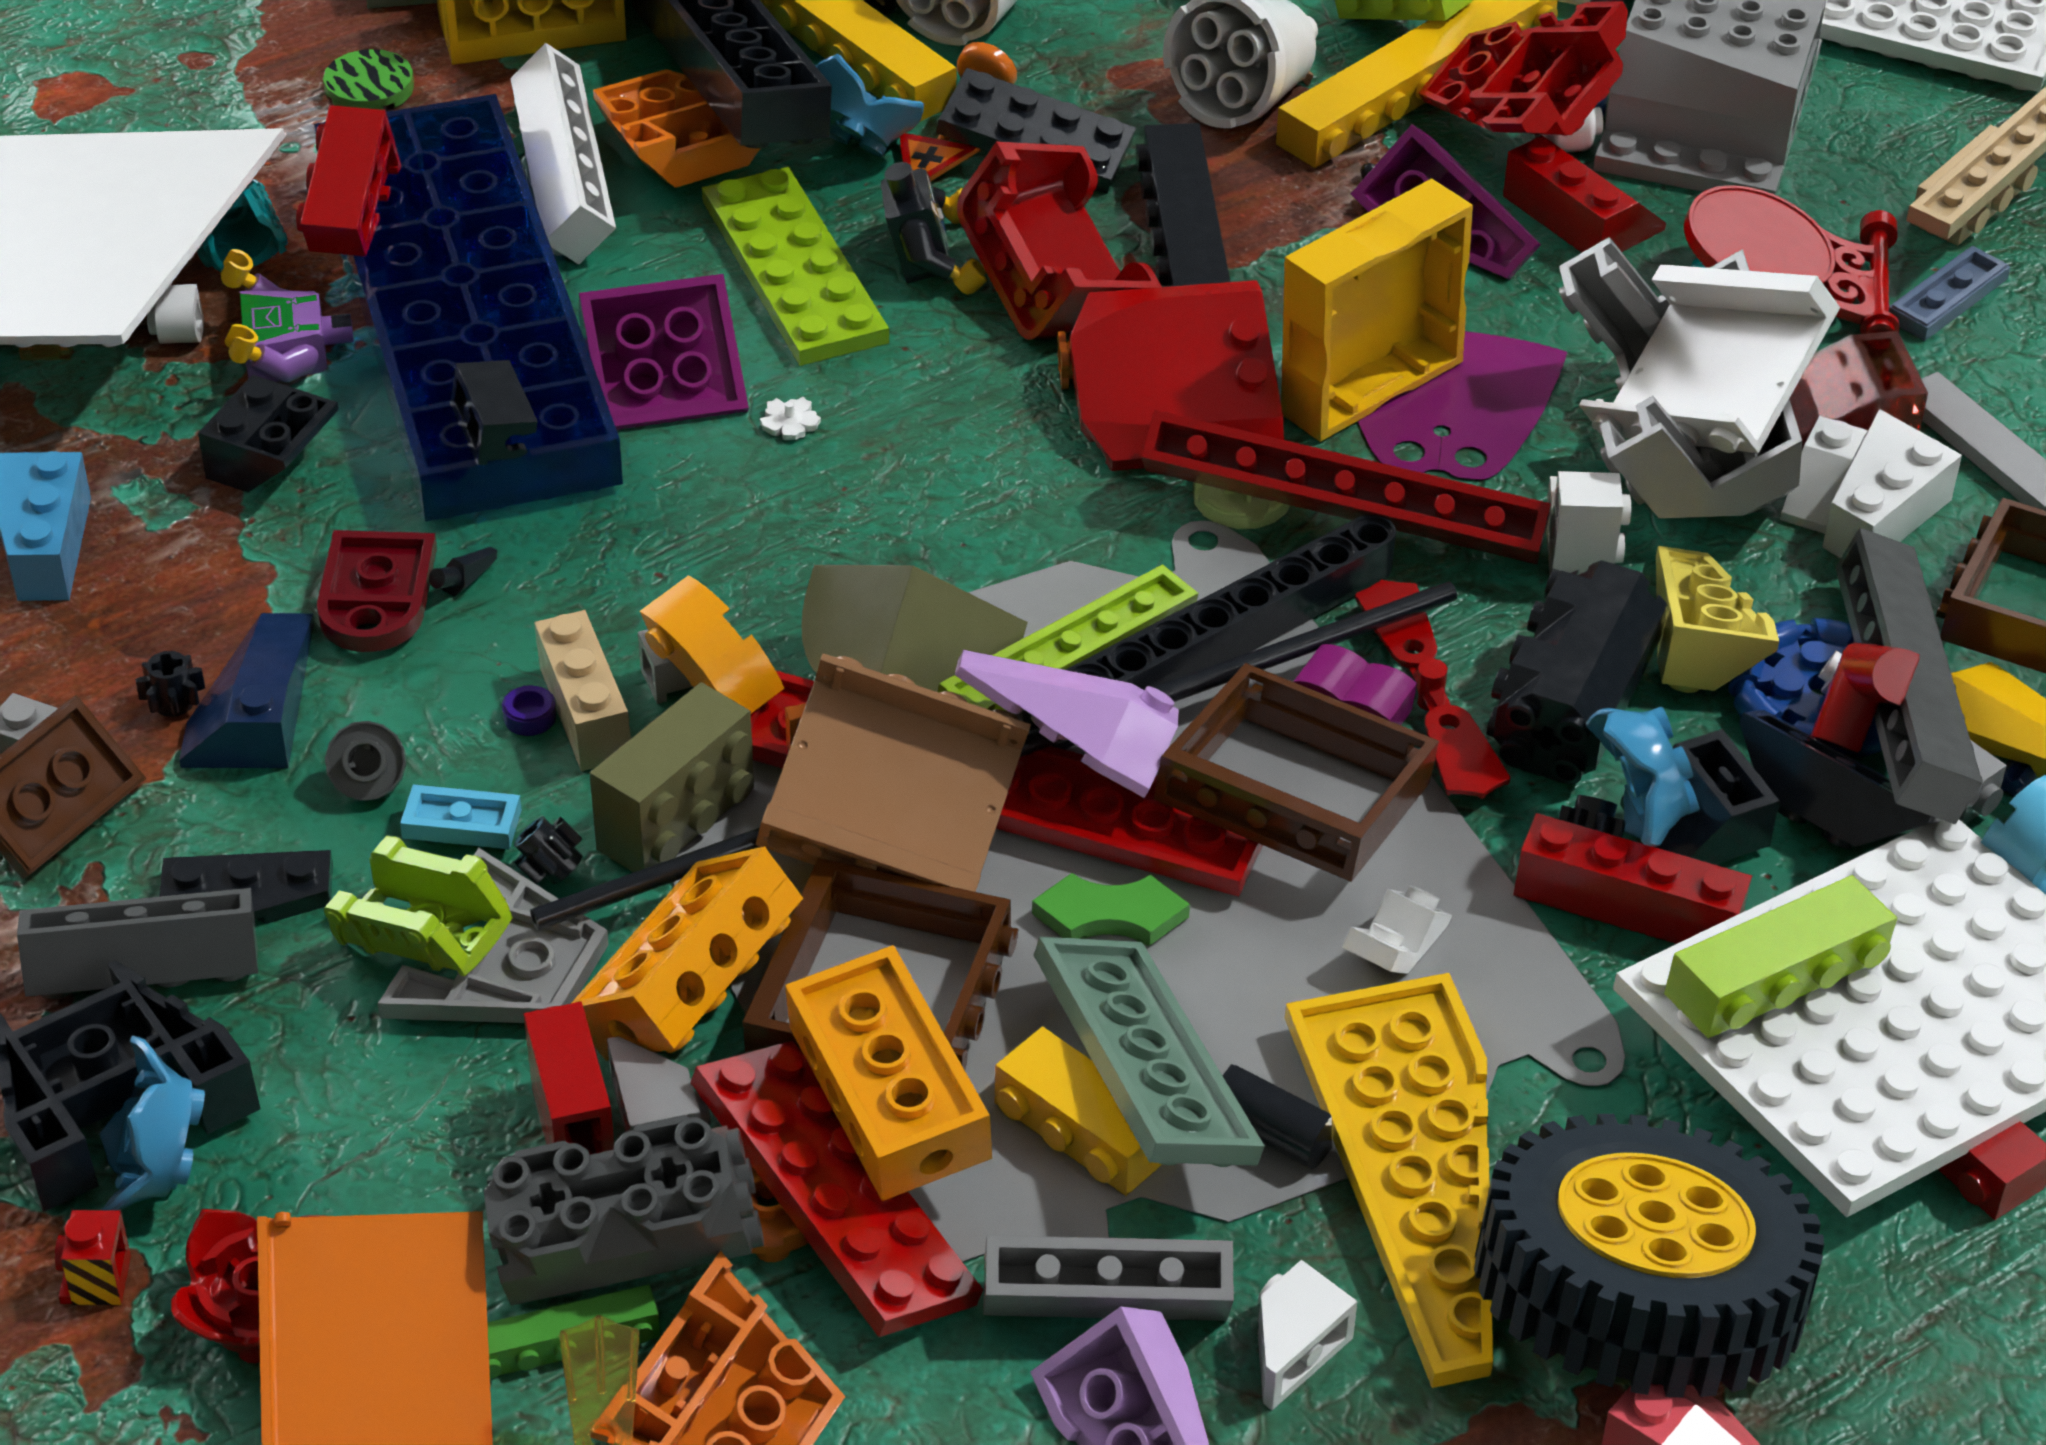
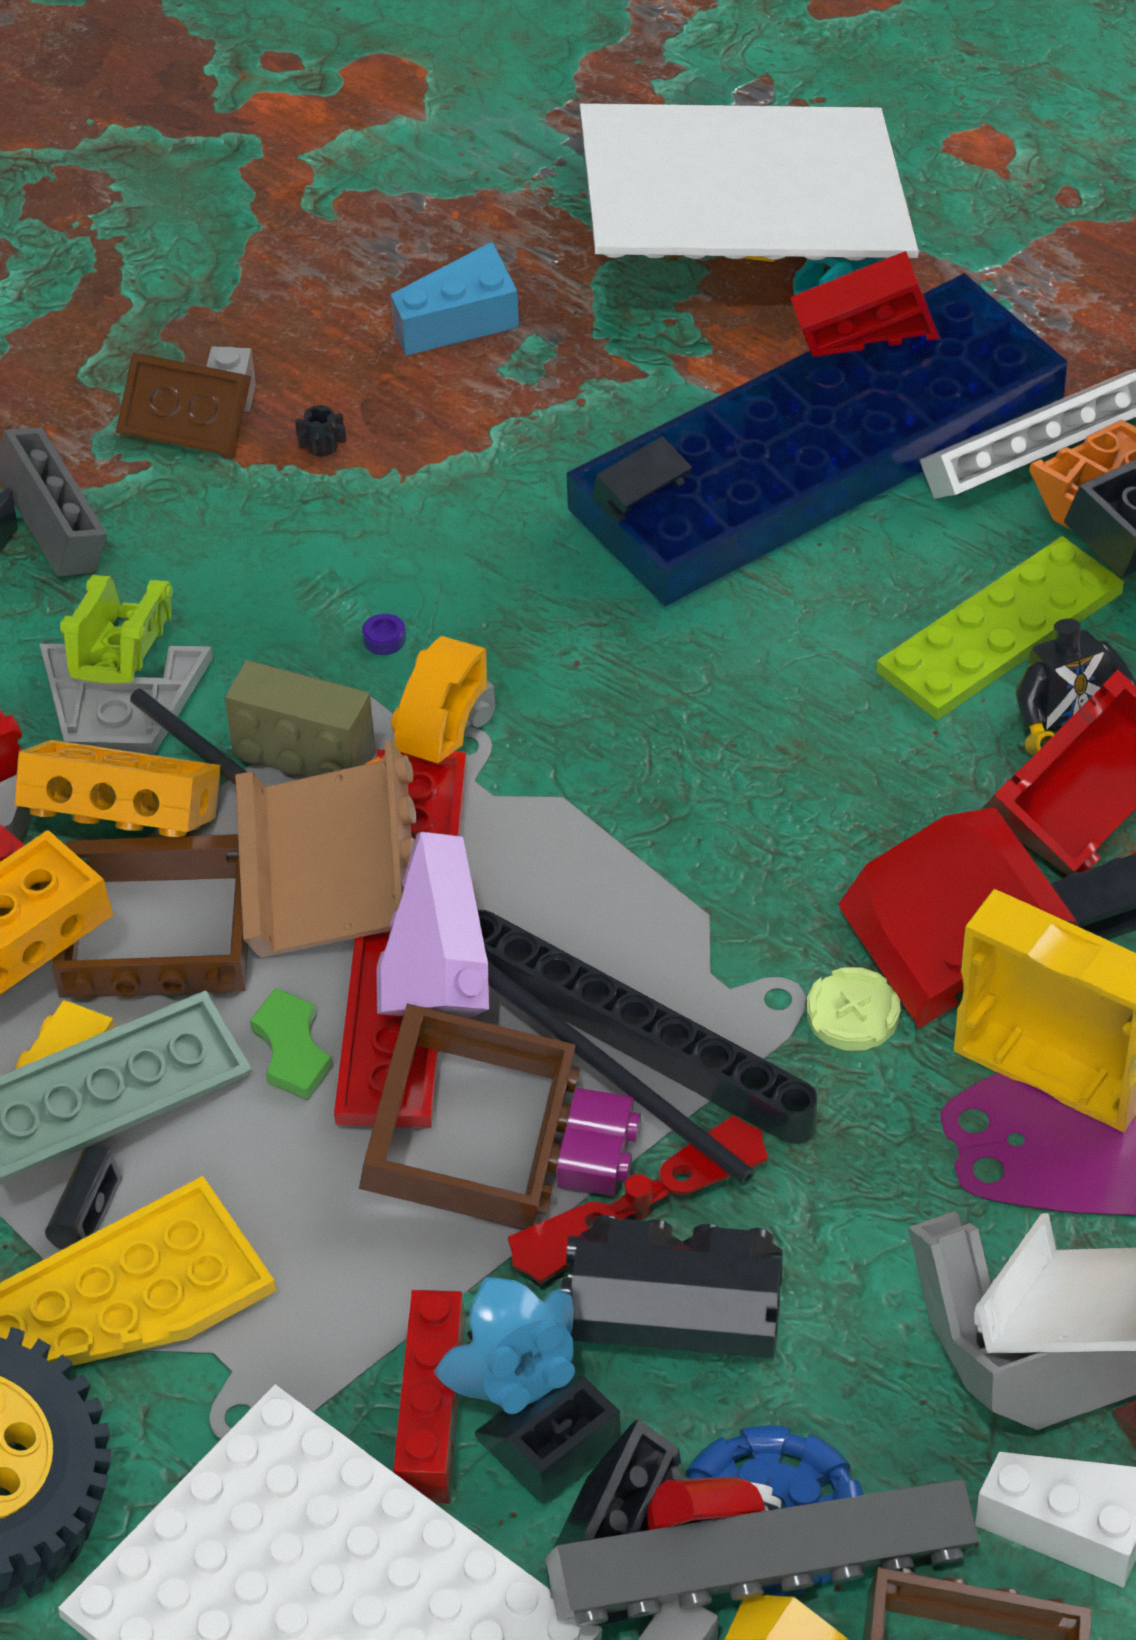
camera: 75 degrees right, 5 degrees up
(177, 315) = (726, 292): white plate -> none
(255, 700) = (335, 483): dark blue wedge -> none
(260, 432) = (604, 376): black slope -> none
(279, 881) = (141, 540): black wing -> none
(280, 328) = (730, 349): torso -> none
(365, 761) = (276, 557): dark grey plate -> none
(369, 79) = (1091, 297): bright green tile -> none
(378, 582) = (473, 503): dark red plate -> none
(461, 816) = (247, 629): medium azure plate -> none
(462, 571) = (517, 546): black bar -> none
(548, 850) = (216, 683): black gear -> none
(582, 687) = (387, 652): tan brick -> none
(664, 350) = (813, 572): magenta slope -> none
(789, 418) = (800, 684): white plant -> none
(900, 621) = (515, 820): olive brick -> none
(1092, 627) = (584, 935): lime plate -> none
(1345, 486) = (849, 1072): red brick -> none
(1400, 930) = (332, 1246): white slope -> none
(1586, 520) = (880, 1261): white brick -> none
(1707, 625) = (812, 1385): light yellow wedge -> none
(1780, 956) = (306, 1493): lime brick -> none
(1823, 467) = (1081, 1439): white slope -> none

